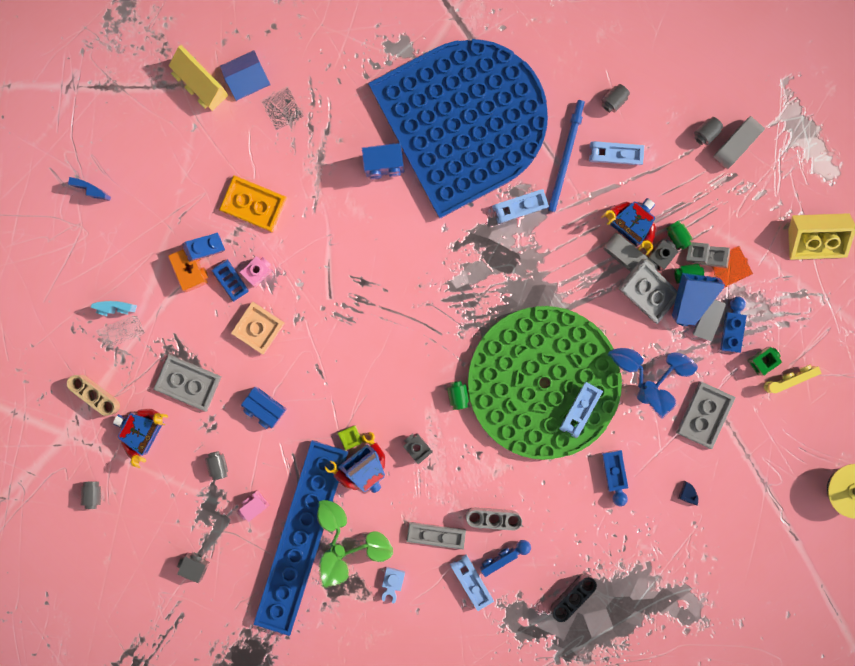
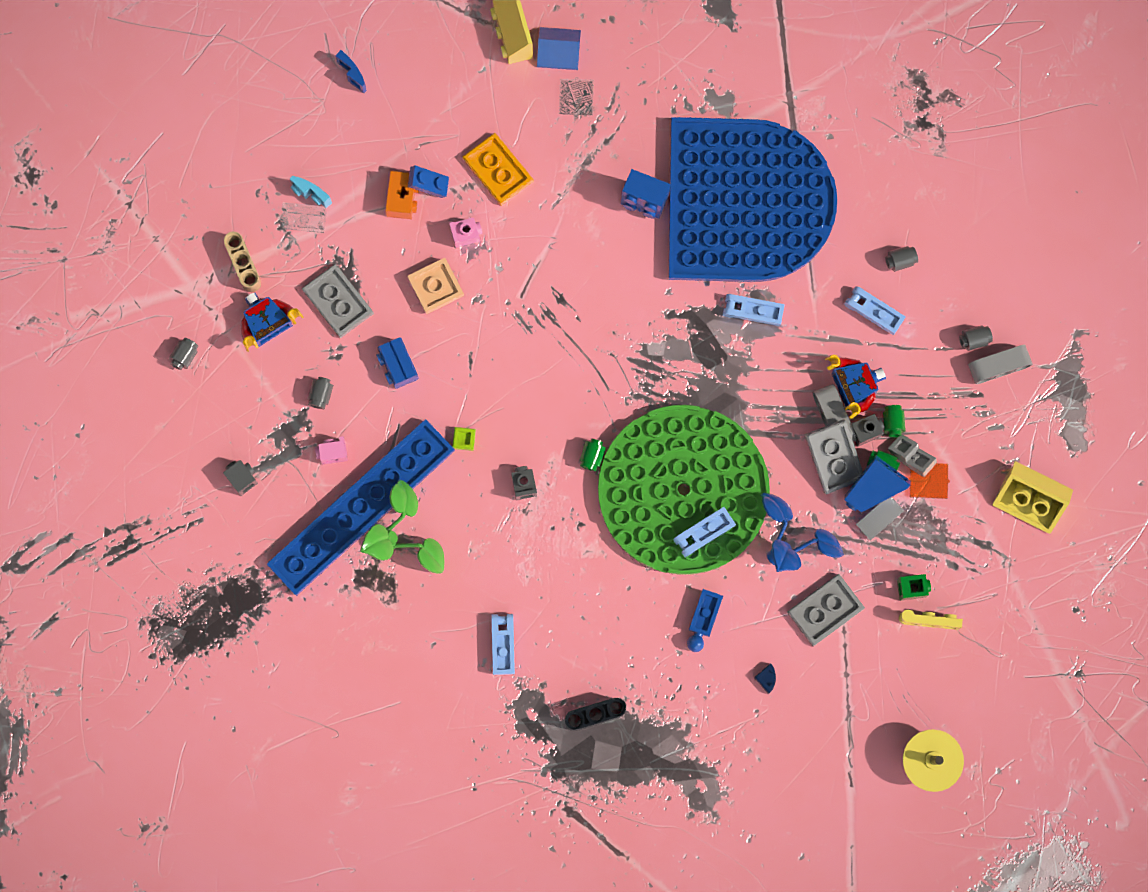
camera: 25 degrees right, 10 degrees down
(226, 263) = (429, 210): blue slope -> none
(363, 468) = (460, 471): torso -> none
(392, 581) = (426, 601): light blue plate -> none
(436, 535) = (493, 580): light grey tile -> none
(501, 524) = (552, 585): light grey beam -> none
(505, 556) = (530, 636): blue plate -> none
(575, 121) = (851, 259): blue bar -> none
(734, 326) = (901, 538): blue plate -> none

